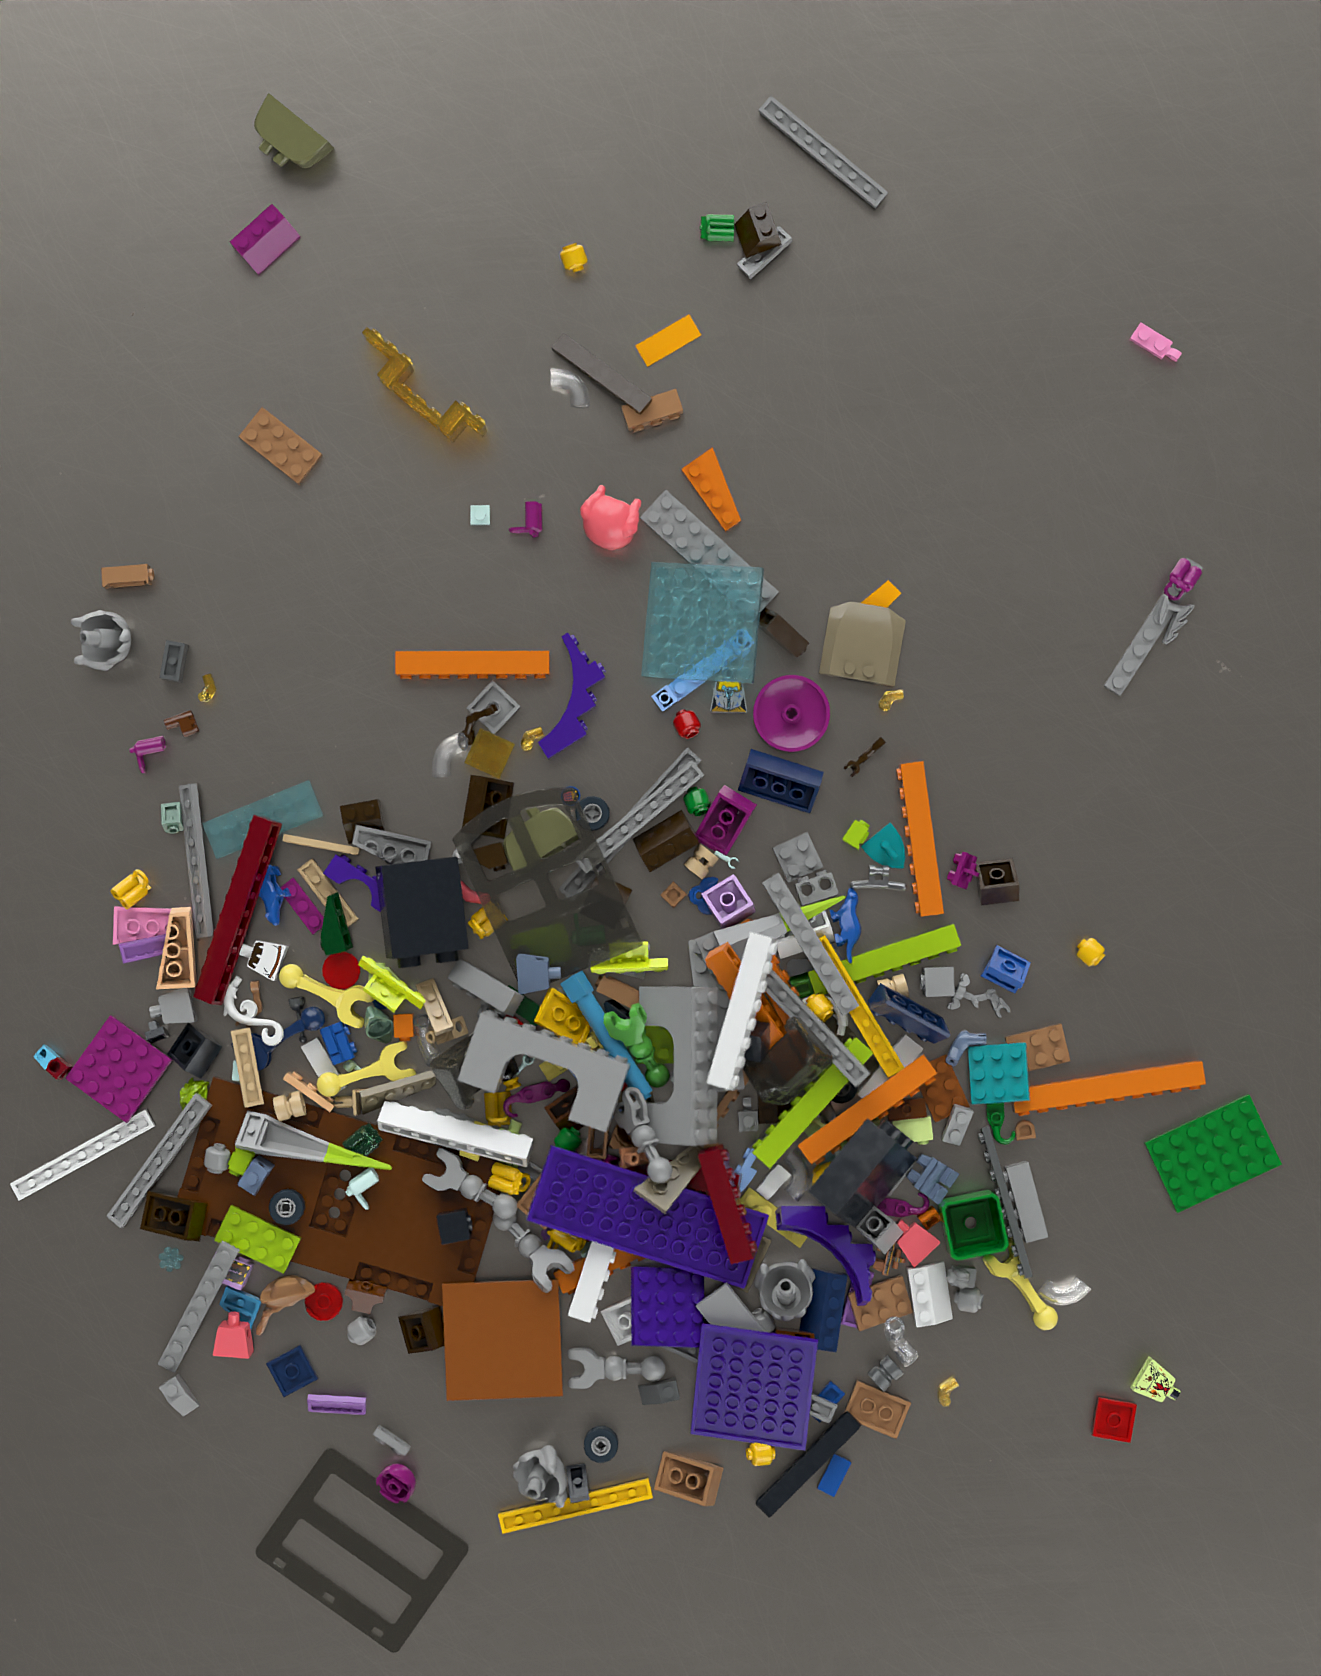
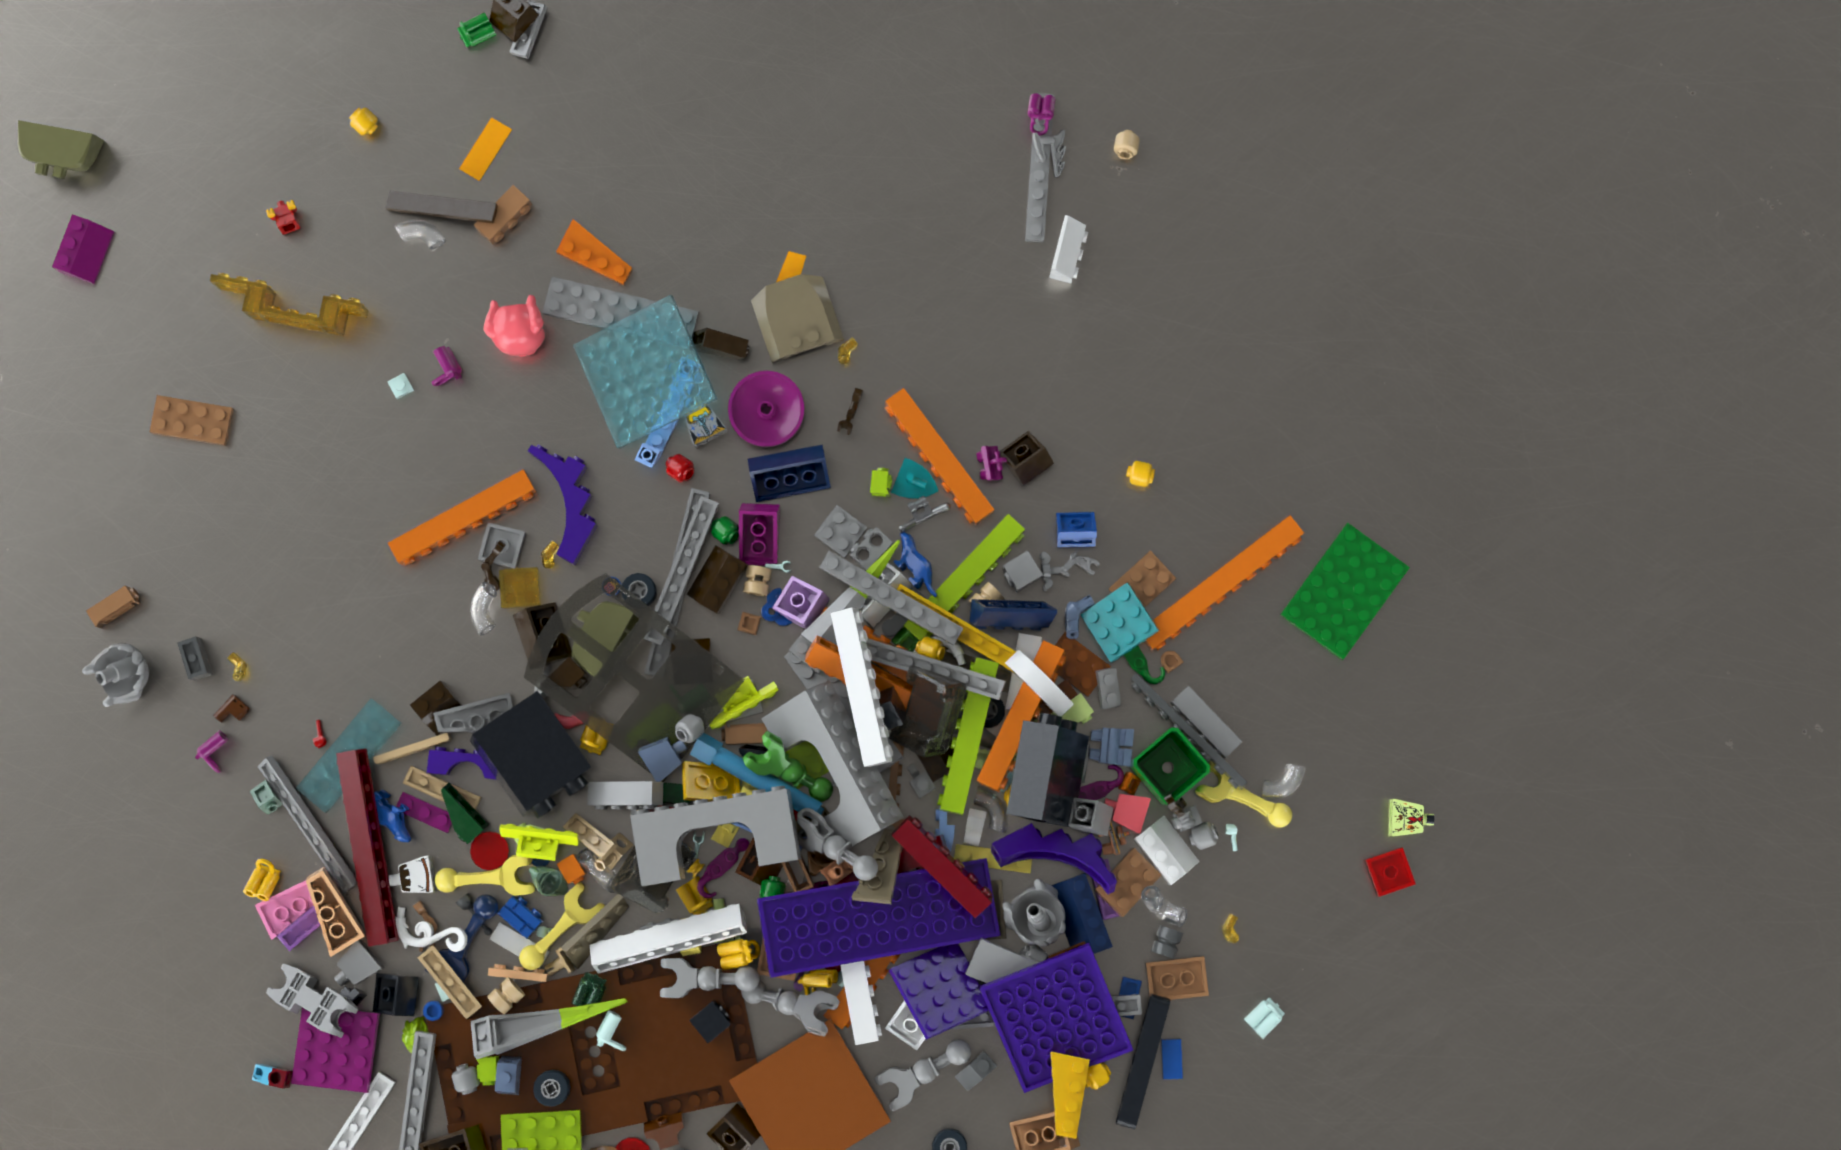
camera: 30 degrees left, 5 degrees down
(113, 1005) = (300, 993): none -> light grey piece
(220, 1083) = (433, 1010): none -> blue tile
(244, 793) = (319, 741): none -> red hand
(458, 306) = (284, 216): none -> red piece
(572, 962) = (689, 728): none -> light grey head
(733, 1450) = (1069, 1084): none -> yellow wing
(899, 1090) = (1039, 683): none -> white slope
(934, 1484) = (1265, 1017): none -> light aqua piece
(959, 1264) = (1175, 807): none -> dark brown piece
(996, 1307) = (1231, 830): none -> light aqua hand
(1137, 717) = (1068, 250): none -> white slope
(1242, 649) = (1126, 144): none -> tan head

